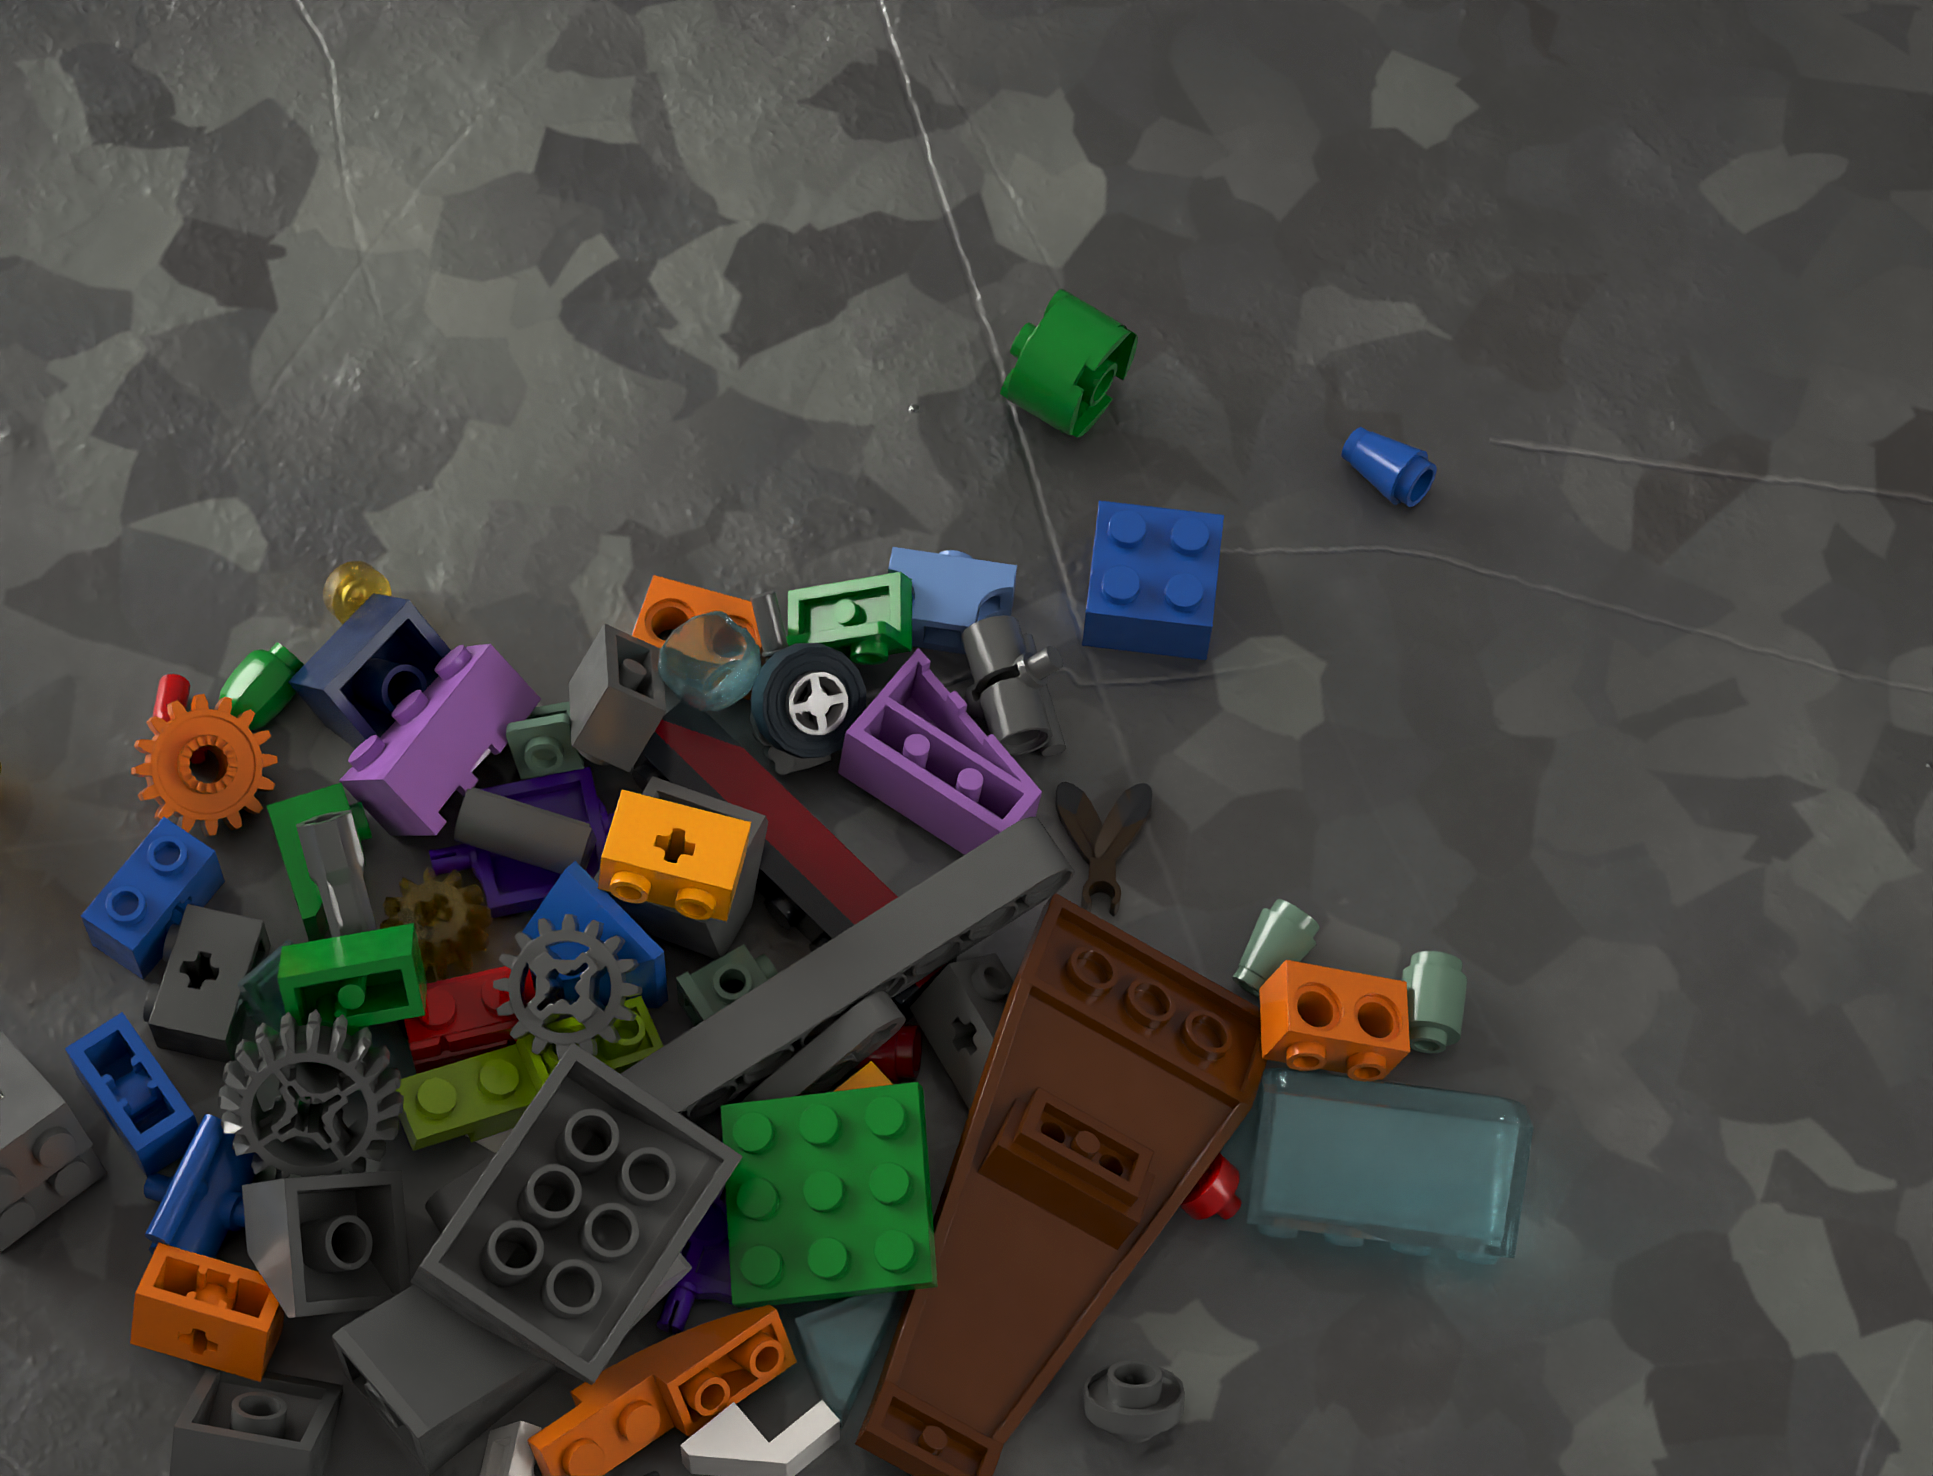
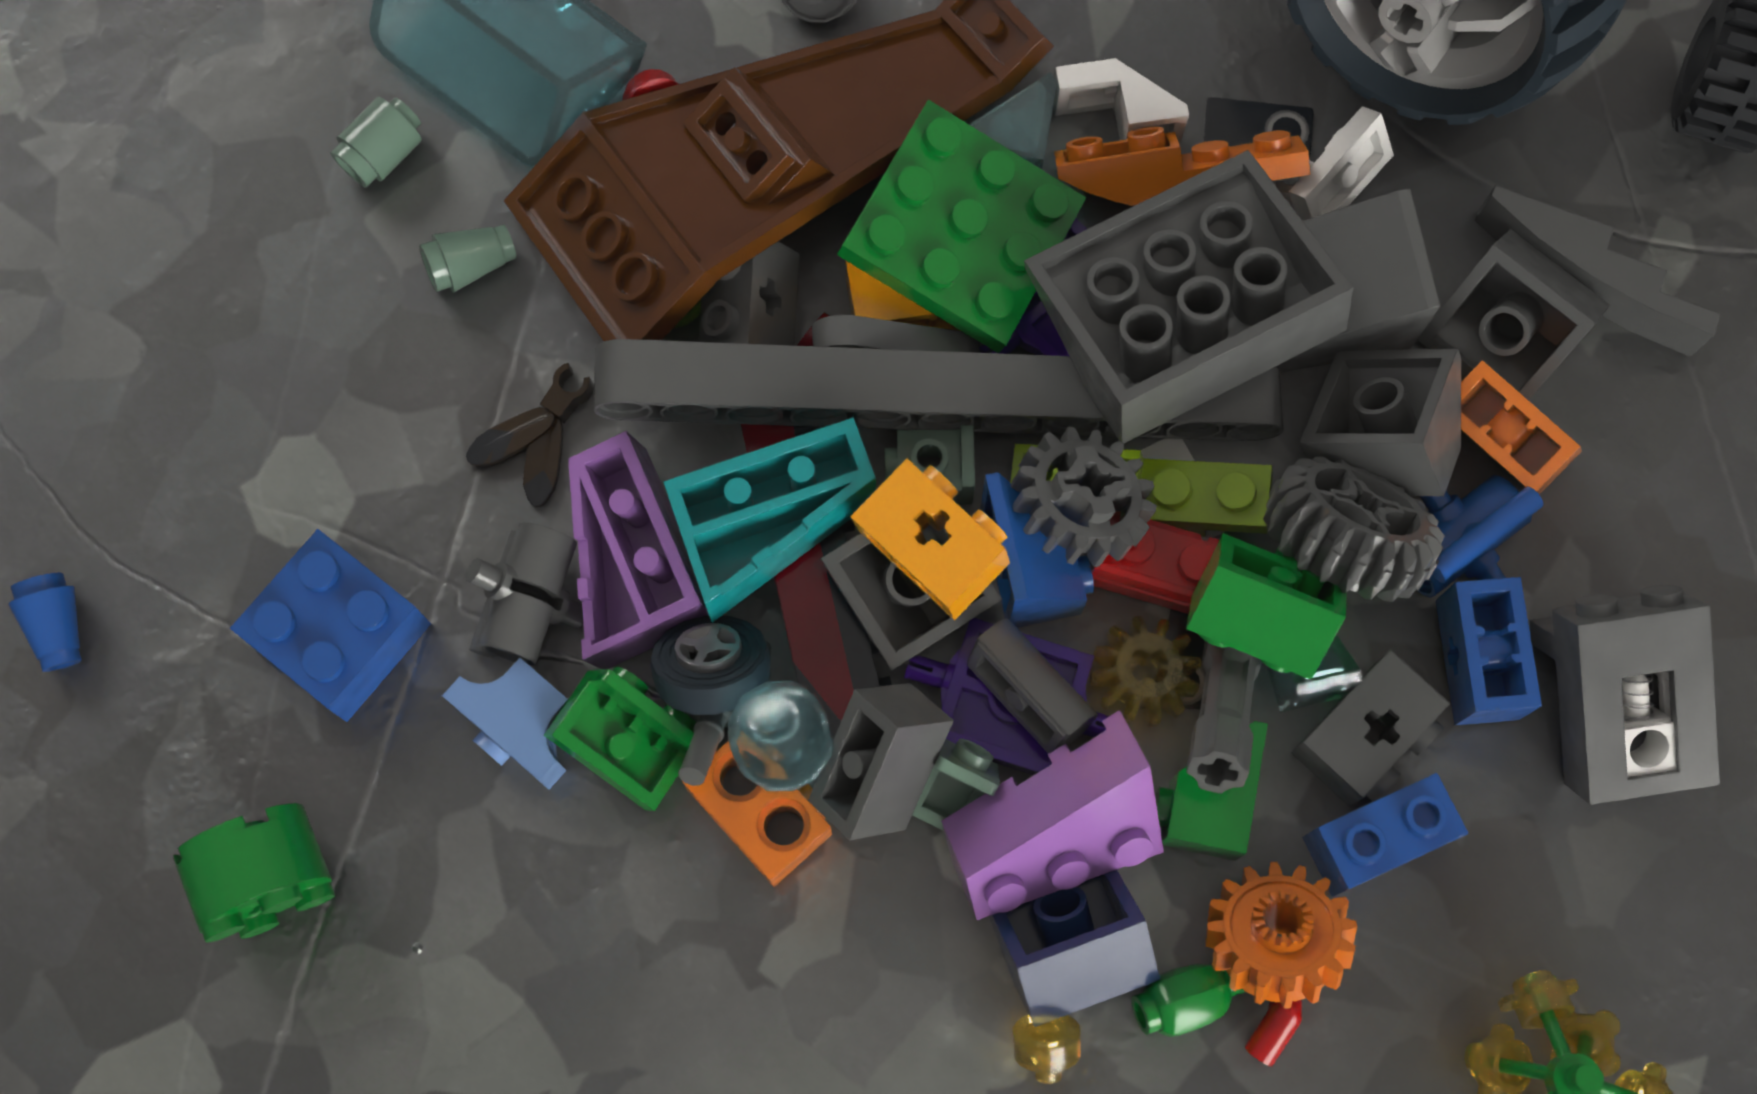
camera: 145 degrees left, 10 degrees up
(839, 825) = (768, 509): none -> teal wedge
(1352, 1020) = (467, 153): orange brick -> none

